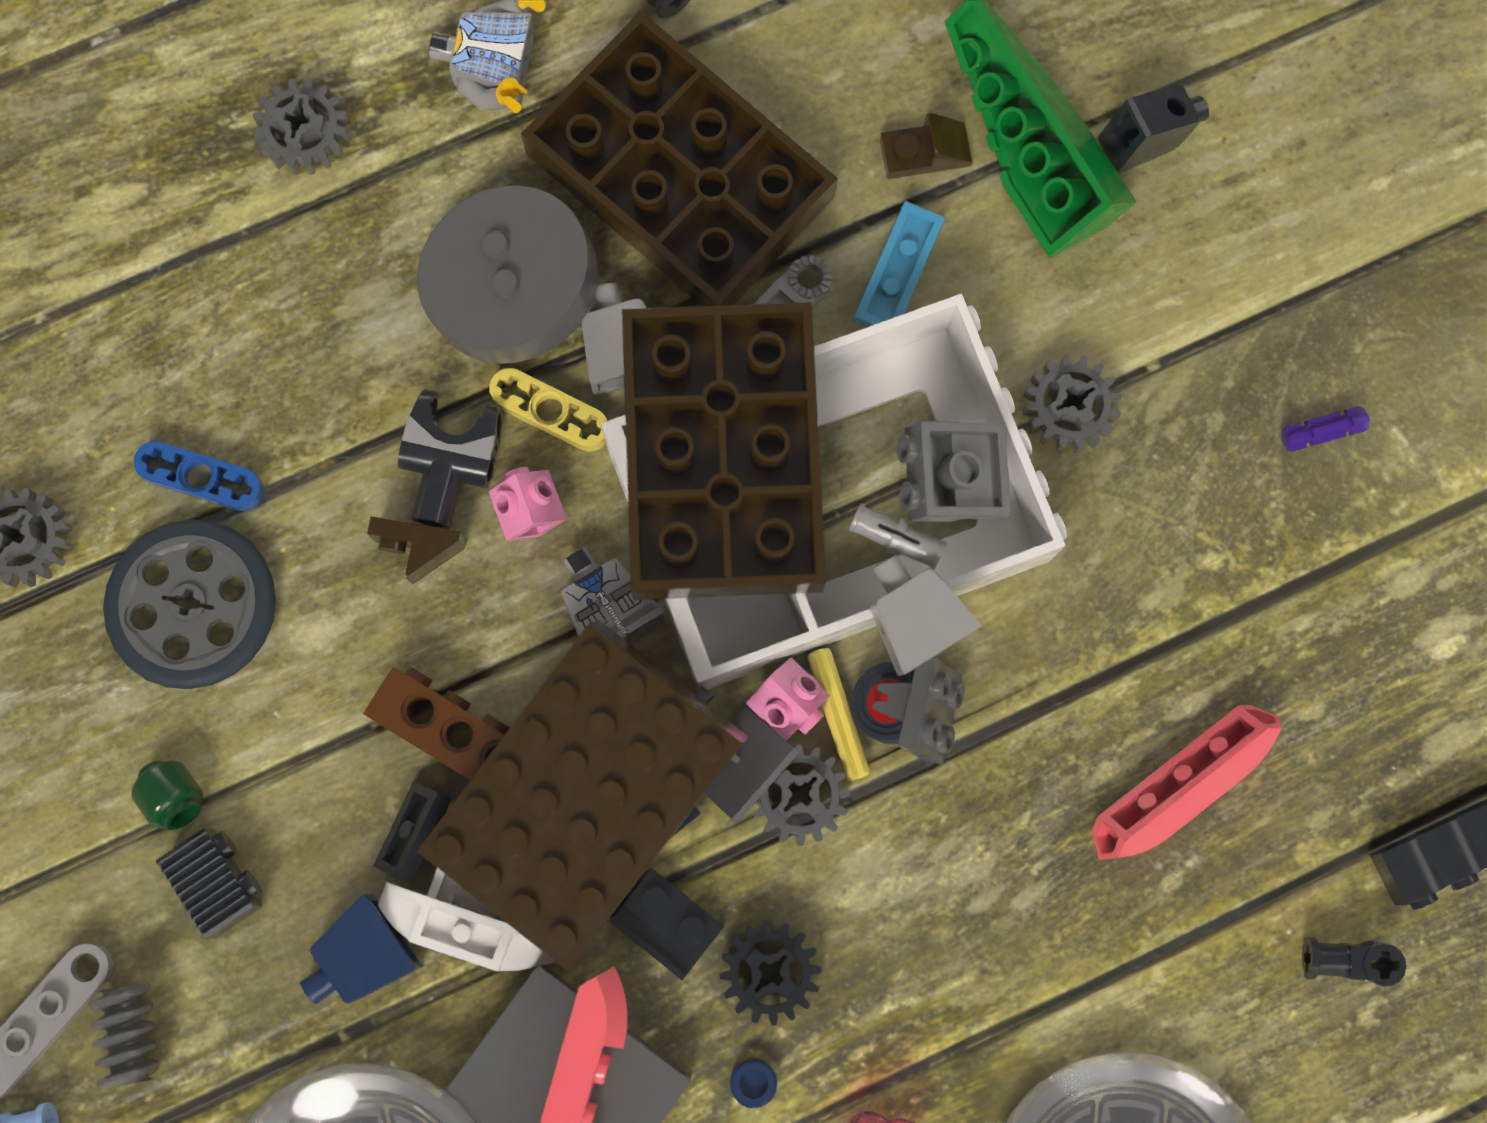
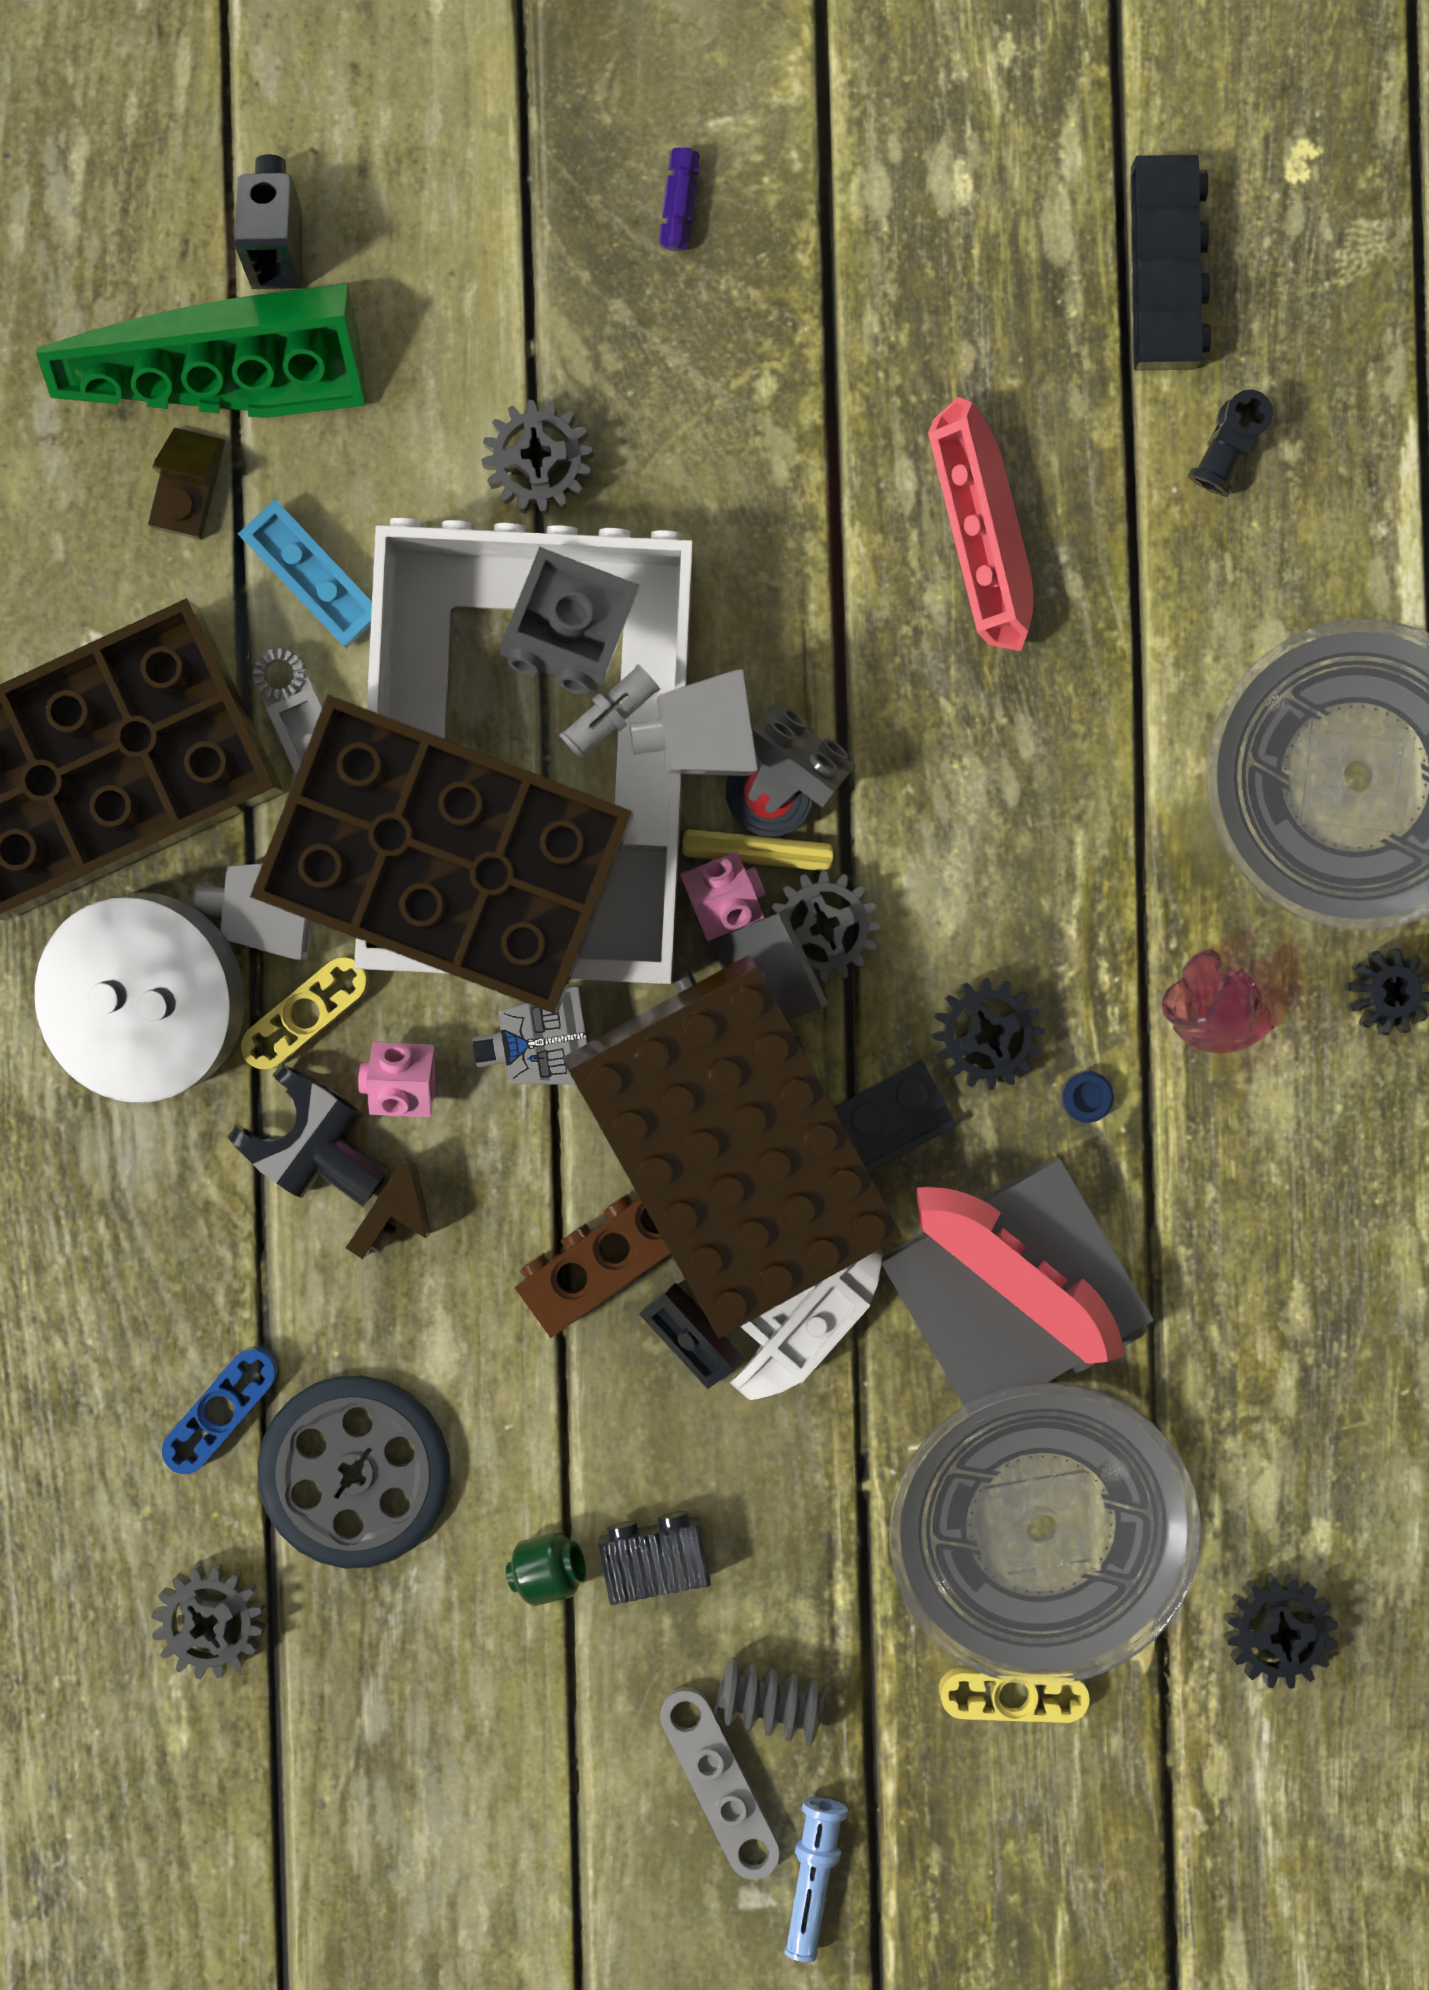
camera: 65 degrees left, 10 degrees up
(359, 955) = (793, 1438): dark blue torso -> none

